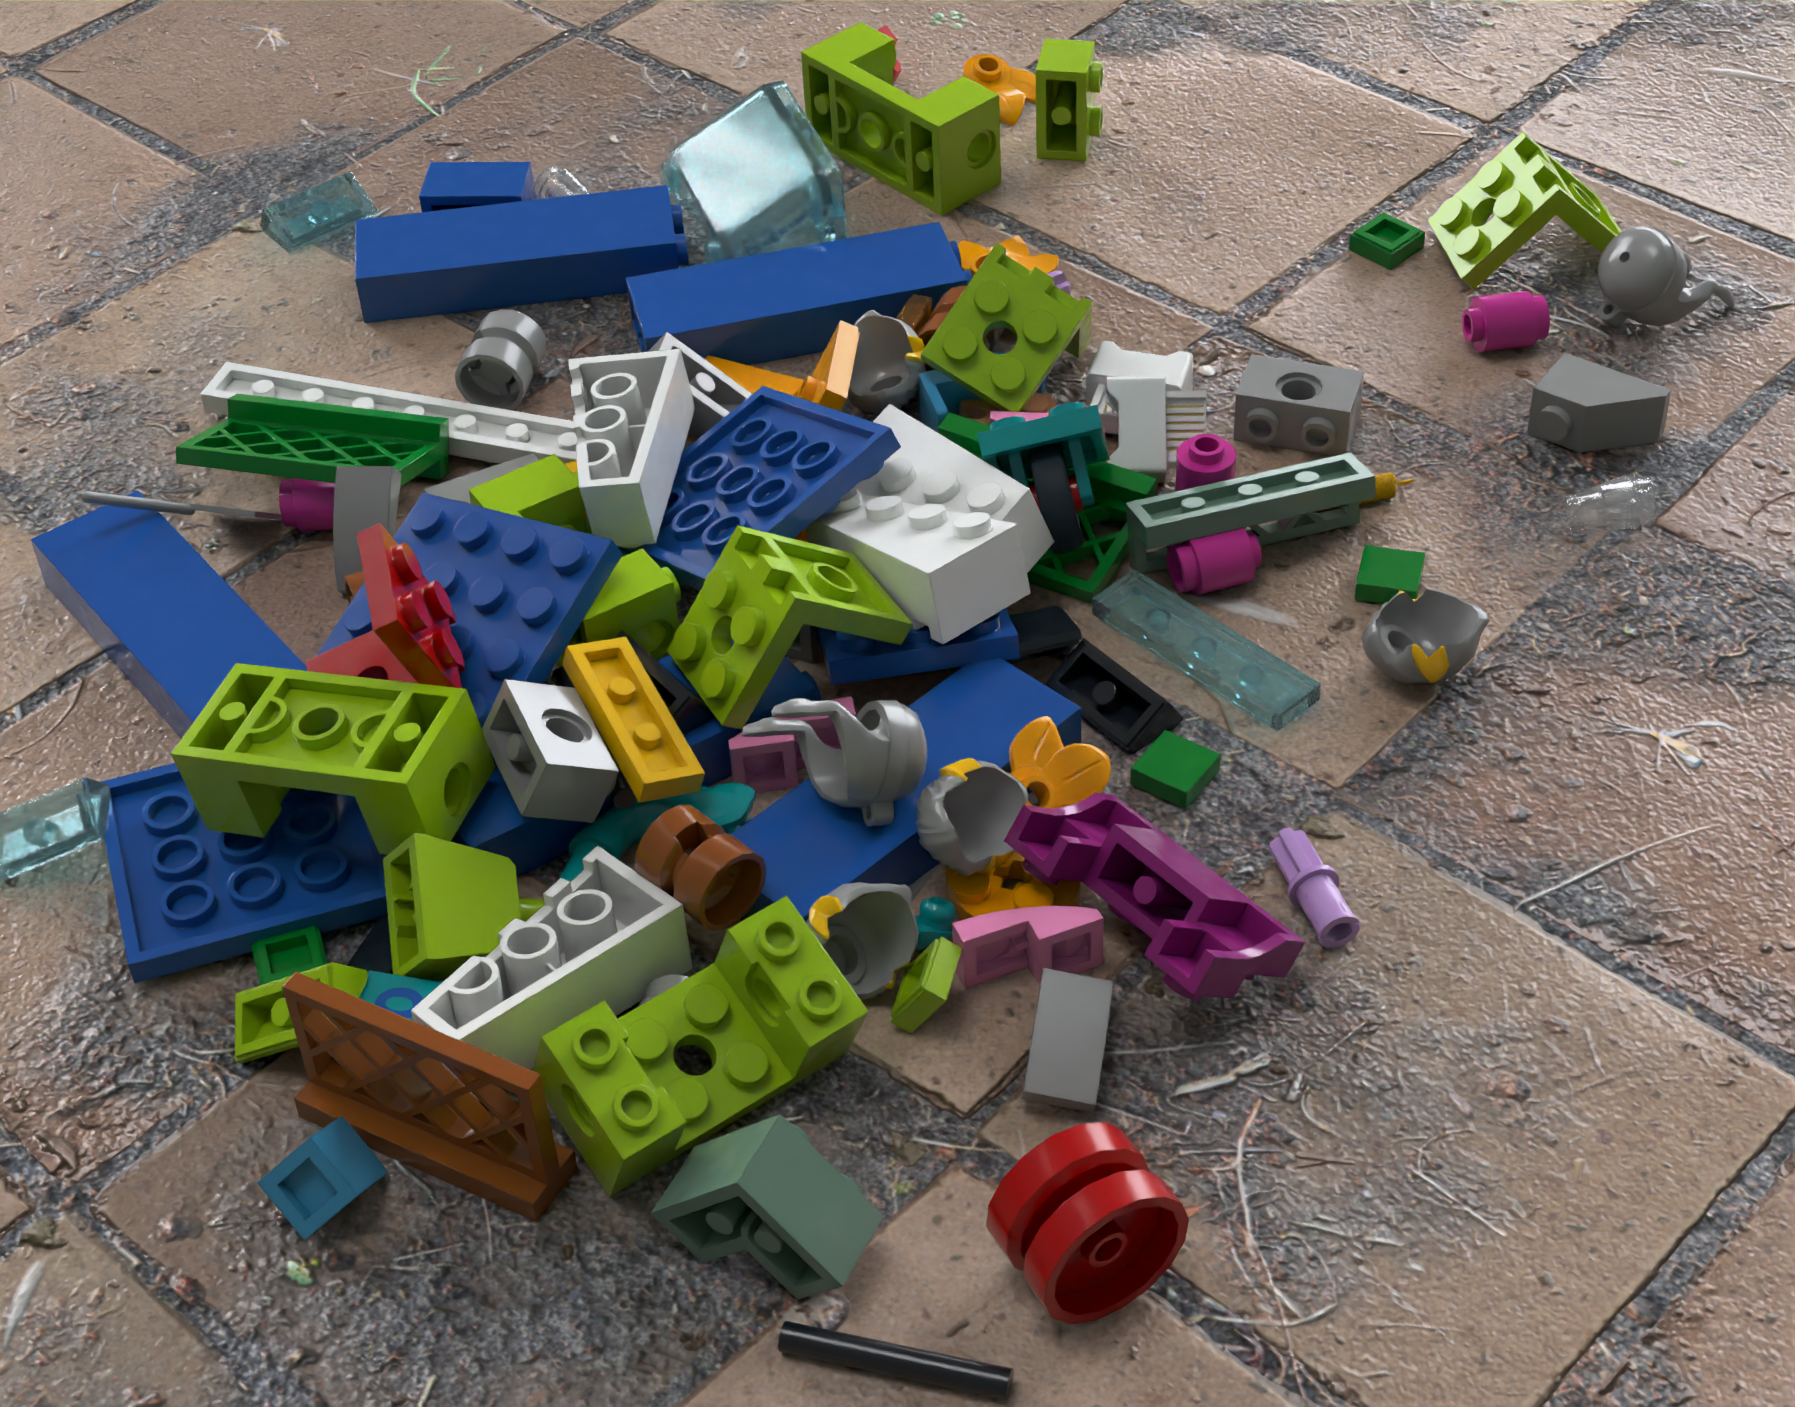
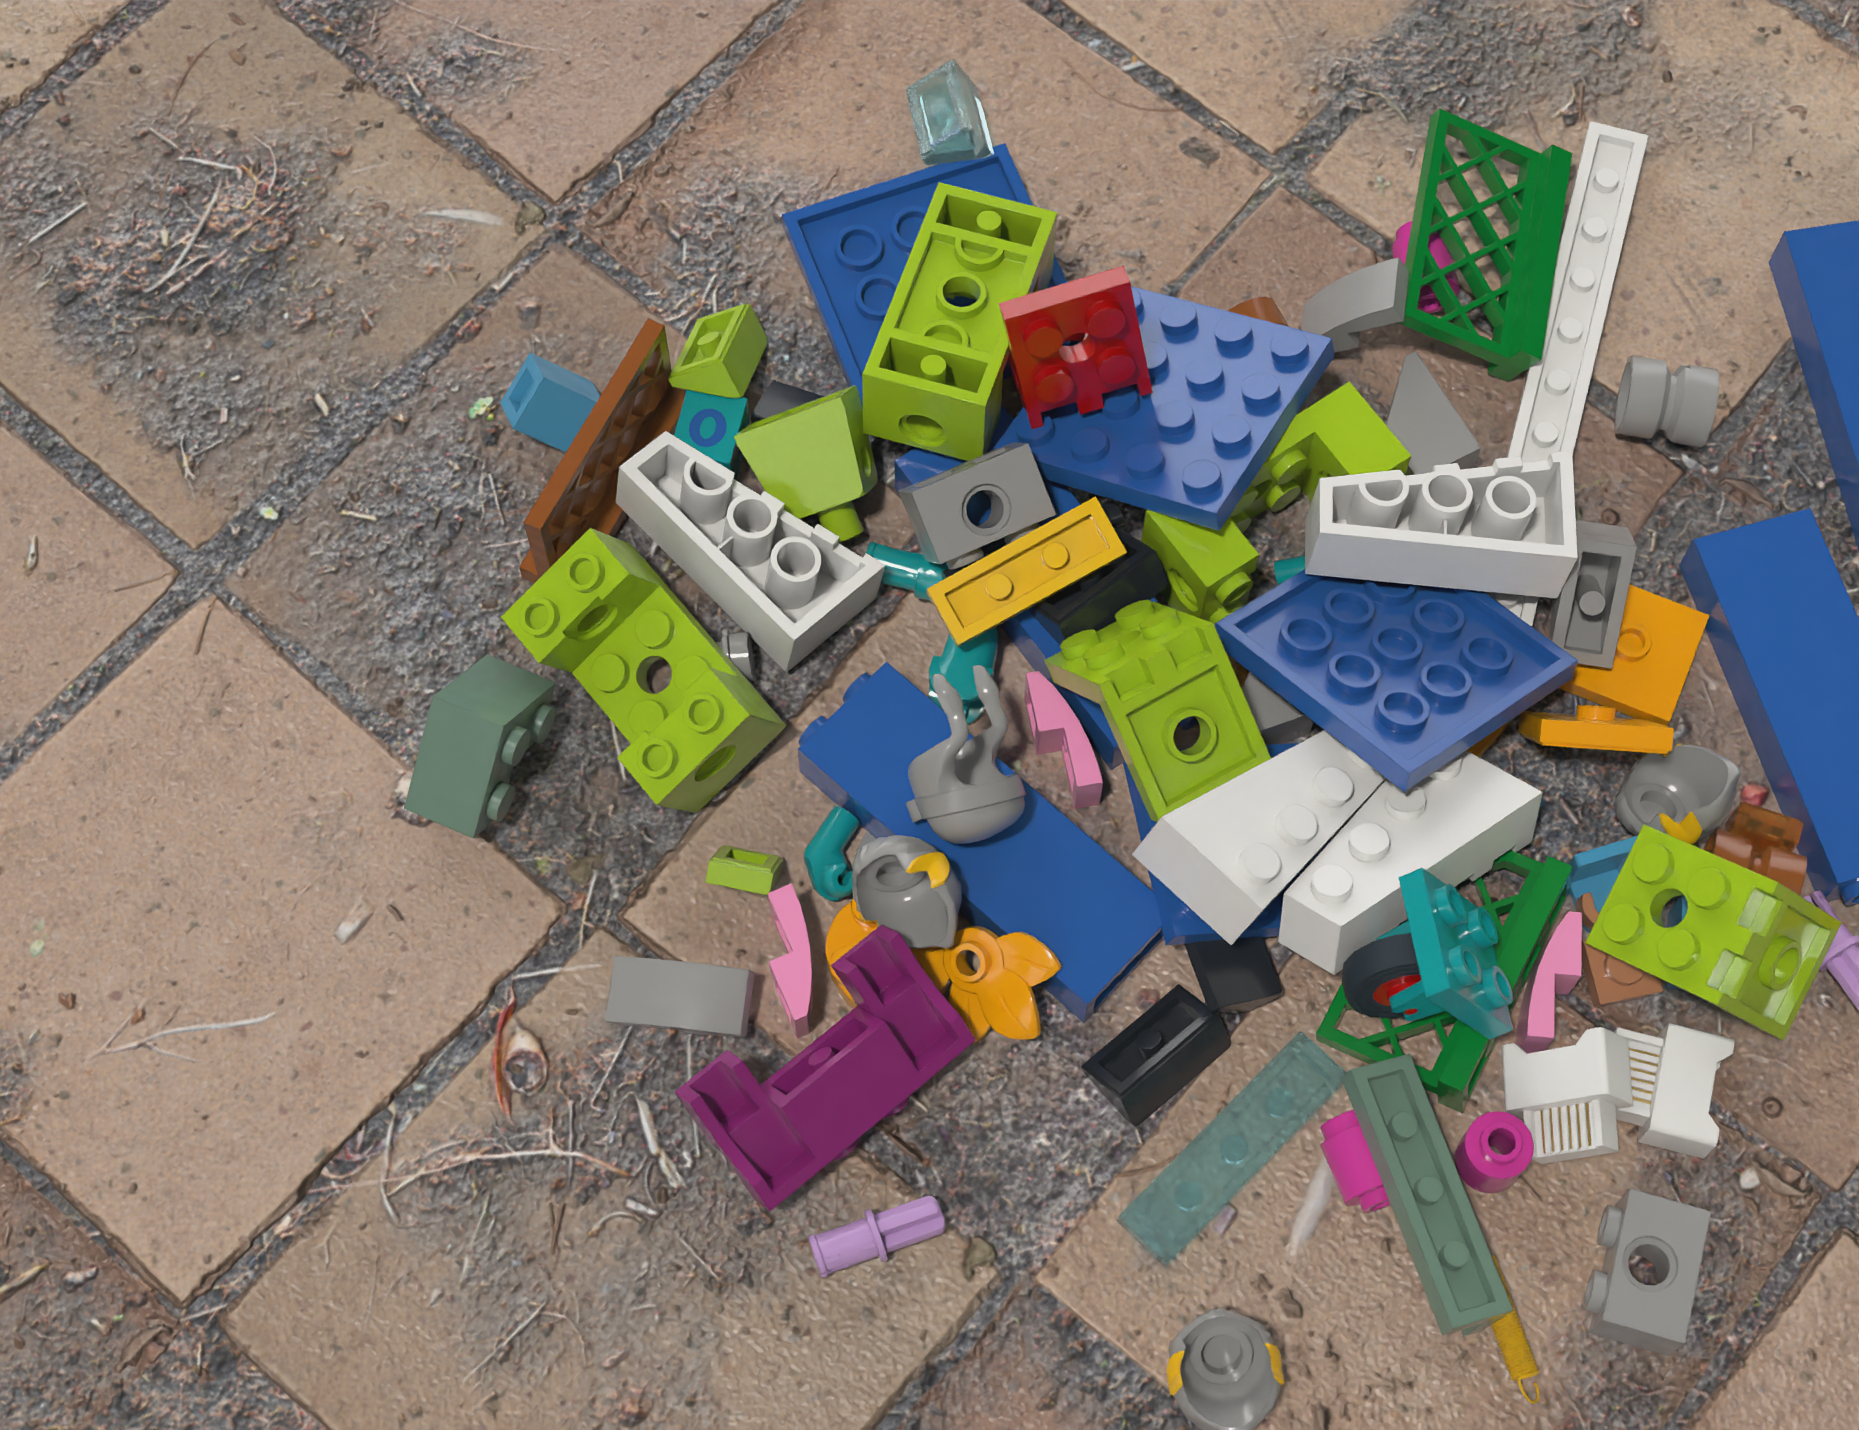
camera: 85 degrees right, 25 degrees up
(155, 607) = (1229, 162): blue brick -> none
(166, 506) = (1397, 169): light grey piece -> none
(287, 953) = (801, 345): green tile -> none
(701, 866) = (845, 647): dark orange wheel -> none
(866, 933) = (785, 803): light grey hair -> none
(896, 1360) = (356, 862): black bar -> none
(1086, 1222) = (441, 993): red wheel -> none
(1175, 769) = (1048, 1111): green tile -> none
(1386, 572) = (1360, 1358): green tile -> none

